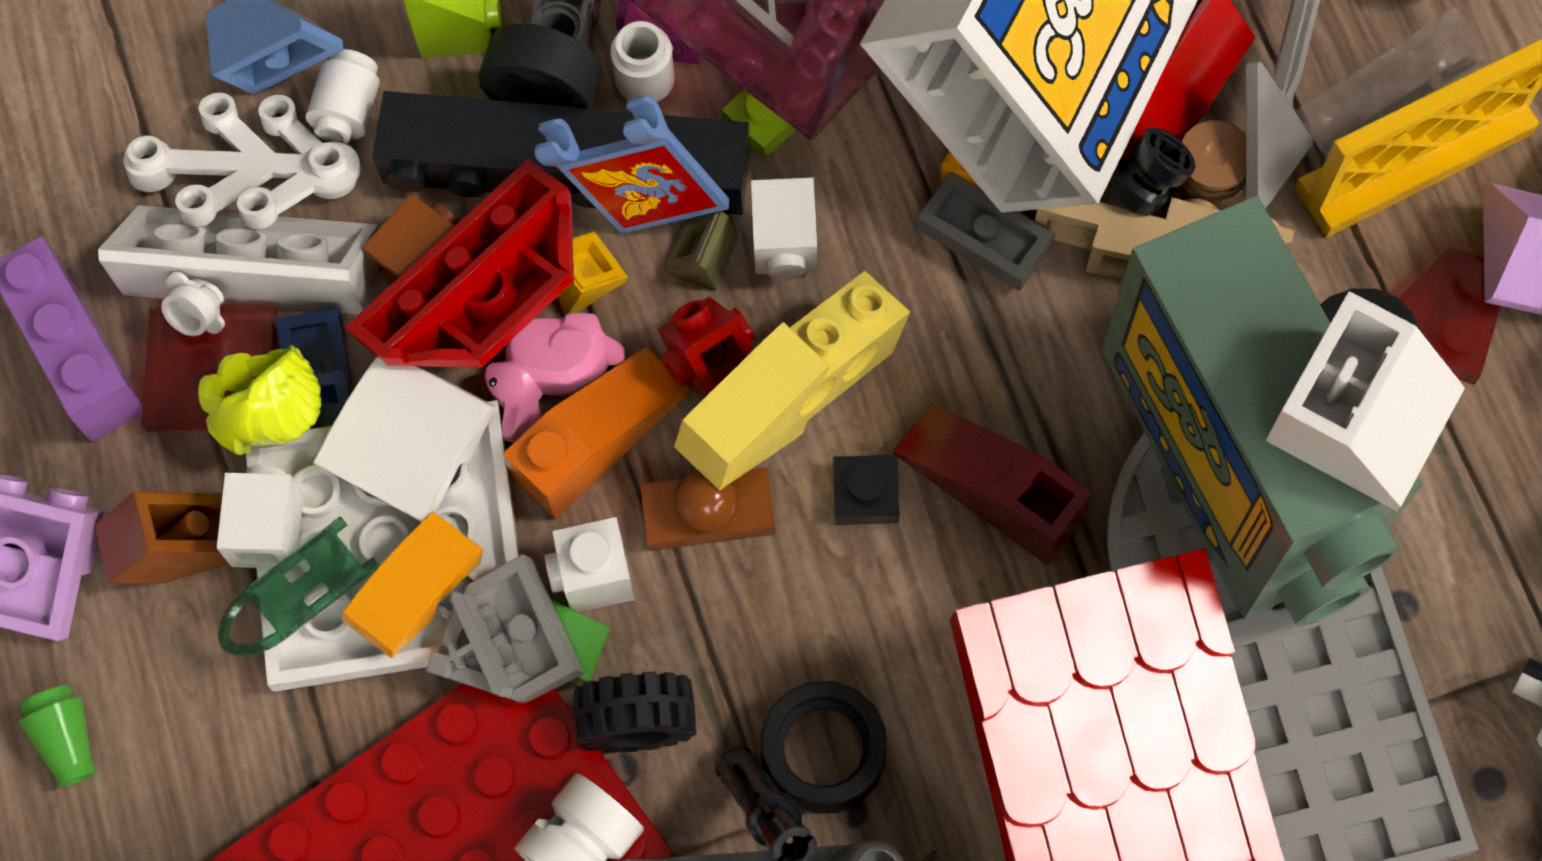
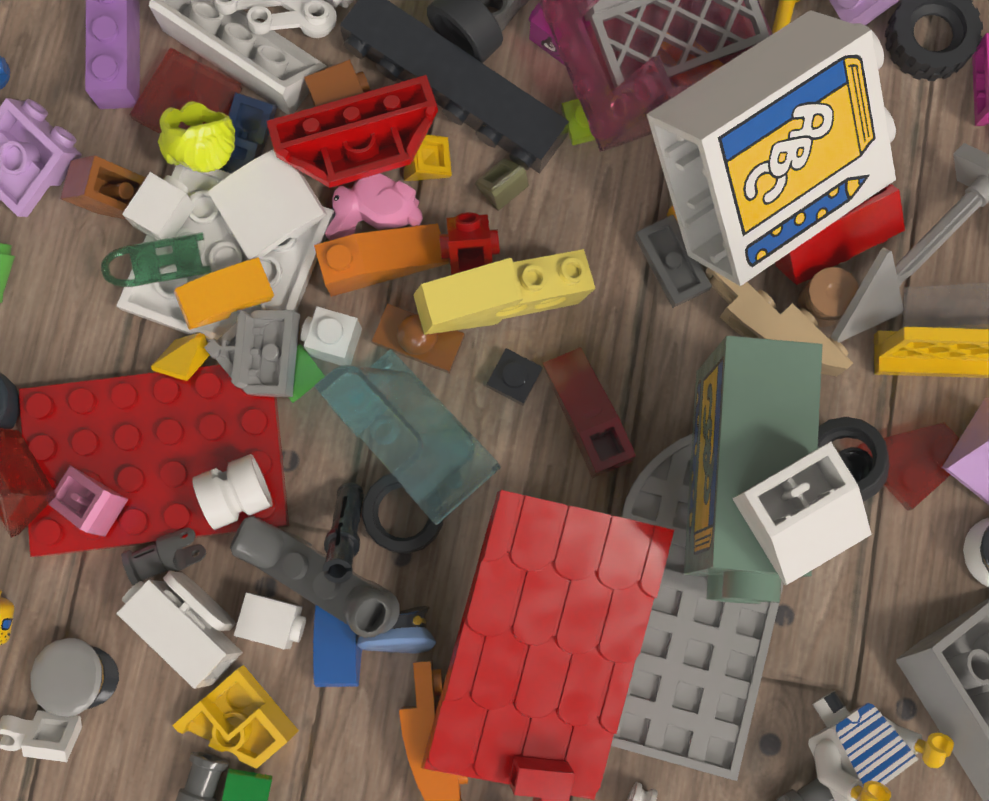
camera: 25 degrees right, 10 degrees up
(192, 305) = (190, 60): white plate -> none
(399, 703) = (182, 357): none -> yellow slope
(634, 712) = (306, 435): black tyre -> none
(637, 179) = (483, 118): flag -> none
(642, 61) = (529, 50): white brick -> none
(784, 227) = (554, 196): white brick -> none
(831, 631) = (409, 432): none -> clear light blue windscreen
(1154, 168) = (791, 280): black wheel -> none

